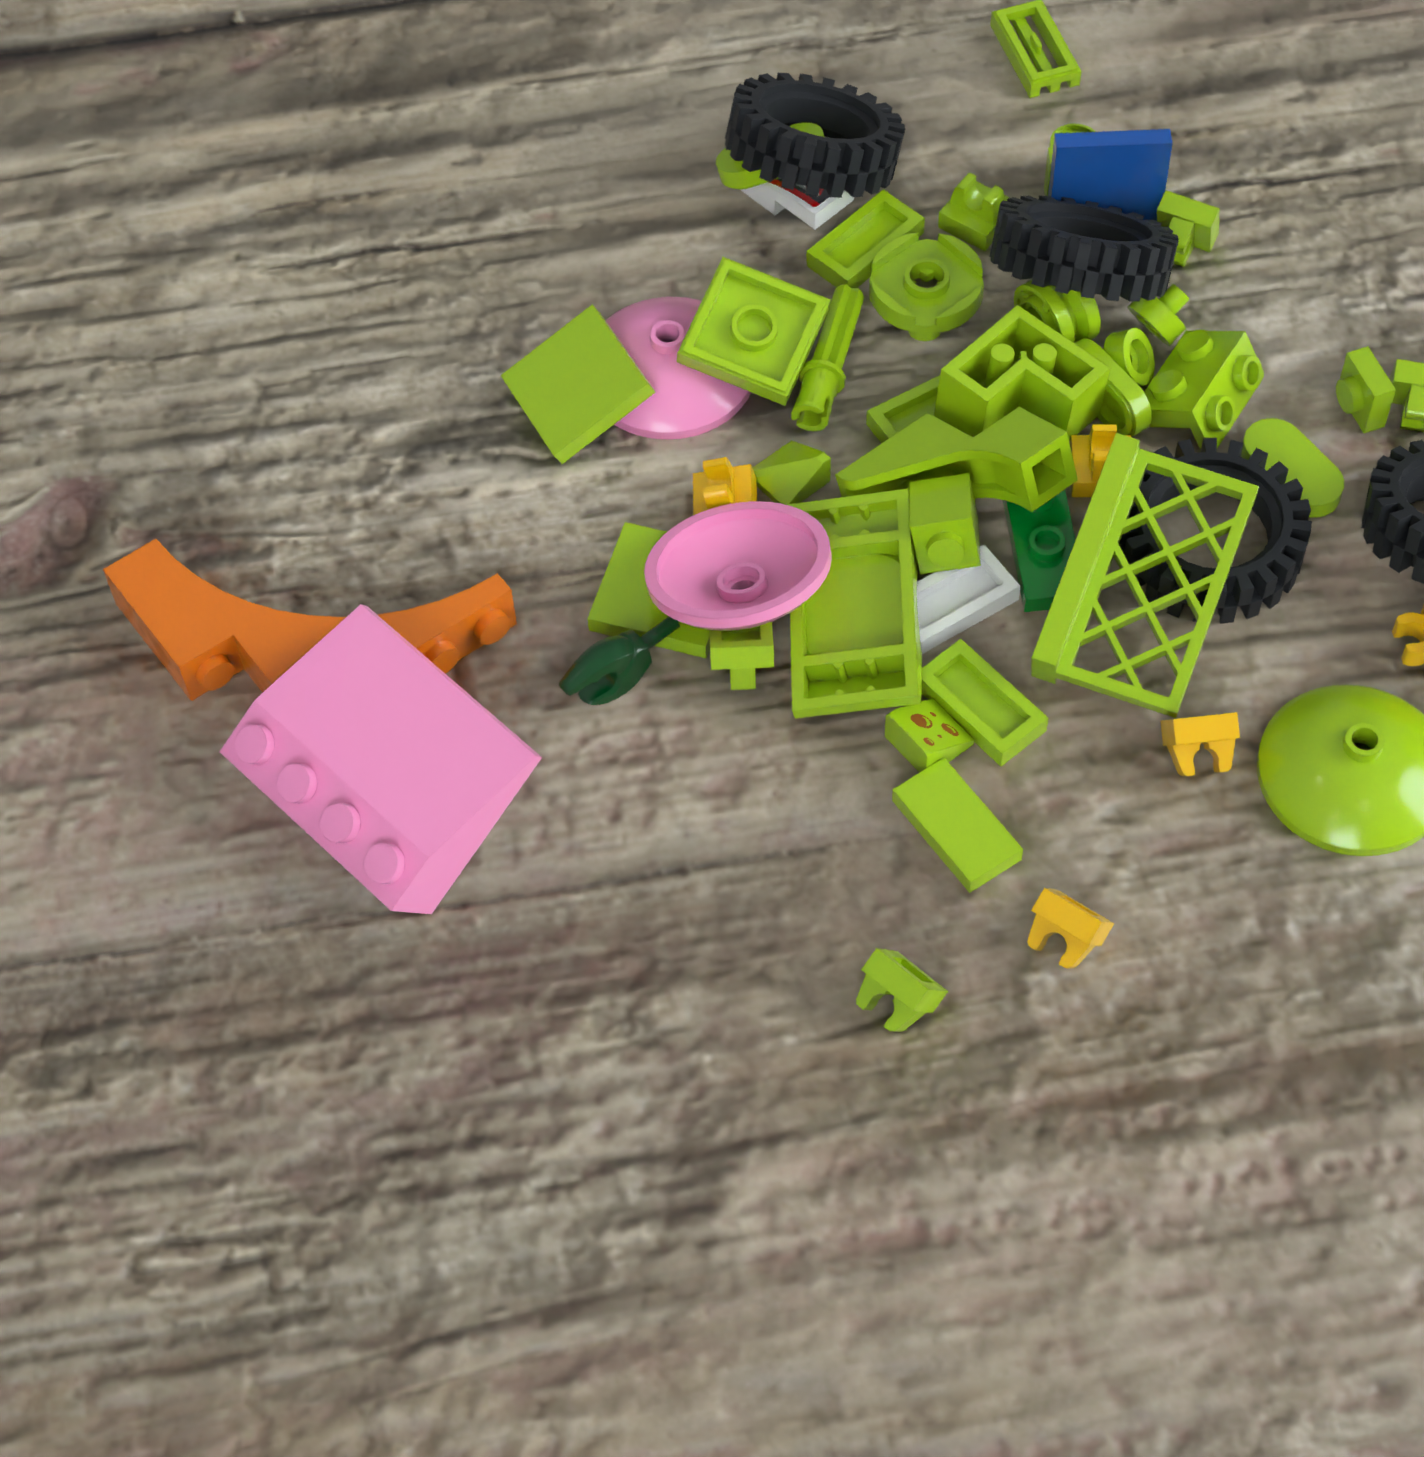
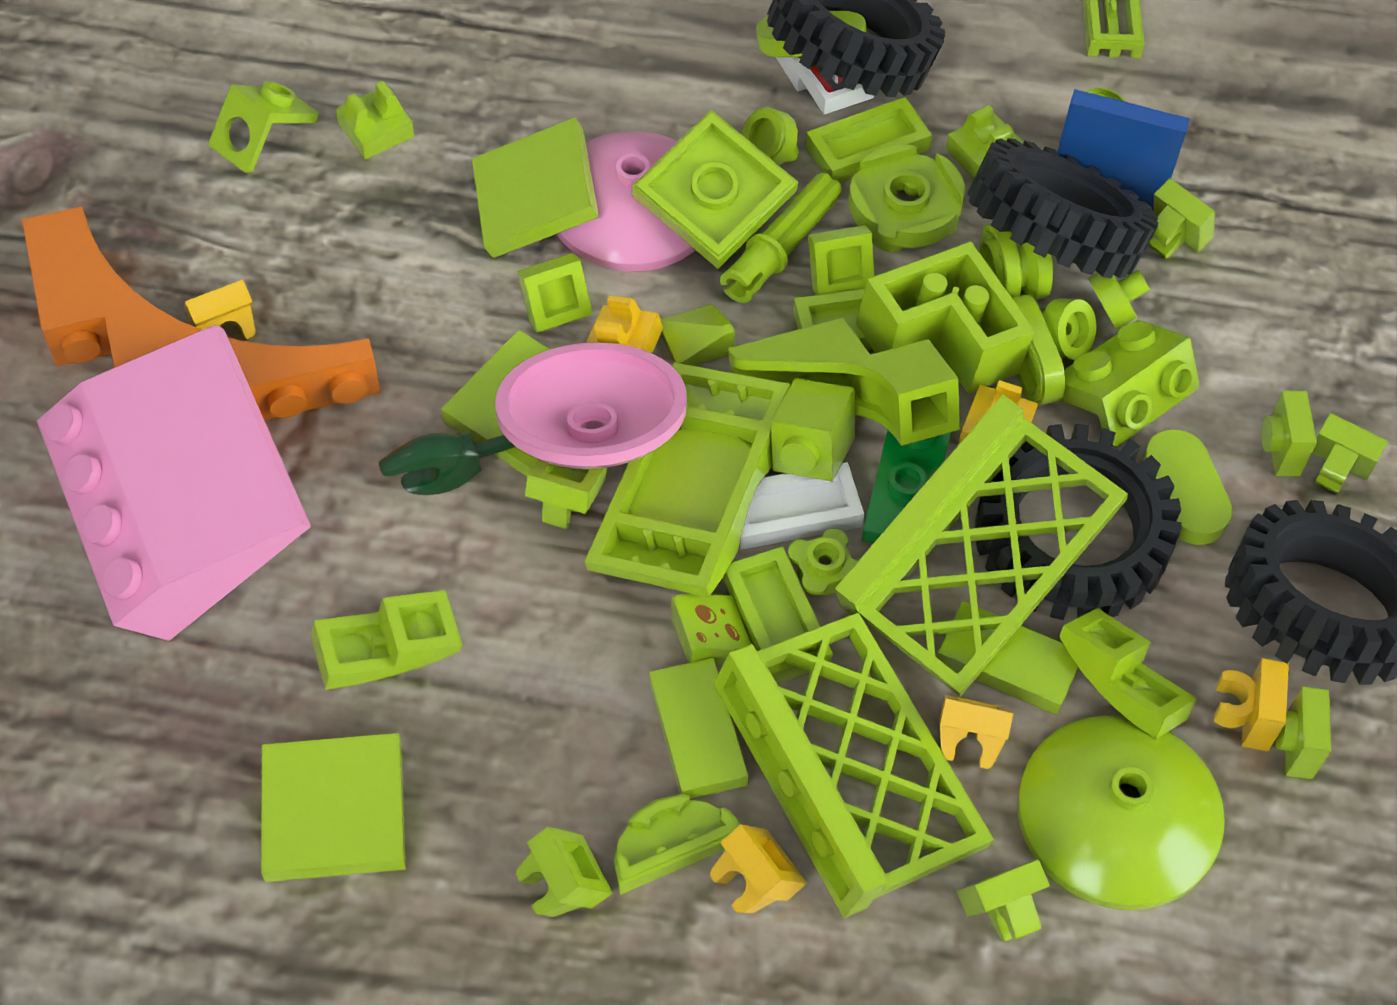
camera: 15 degrees right, 0 degrees up
(279, 390) = (259, 109): none -> lime bracket
(338, 589) = (222, 307): none -> yellow tile
(387, 369) = (374, 121): none -> lime tile
(643, 476) = (555, 292): none -> lime tile
(643, 841) = (396, 639): none -> lime slope
(661, 1005) = (332, 807): none -> lime tile
(778, 259) = (773, 134): none -> lime tile
(895, 361) = (841, 259): none -> lime tile
(976, 926) = (669, 837): none -> lime tile
(1003, 655) = (817, 577): none -> lime plate
(1078, 830) = (810, 794): none -> lime fence
(1223, 674) = (1025, 667): none -> lime tile
(1294, 640) = (1112, 662): none -> lime slope
(1295, 875) = (1007, 899): none -> lime tile

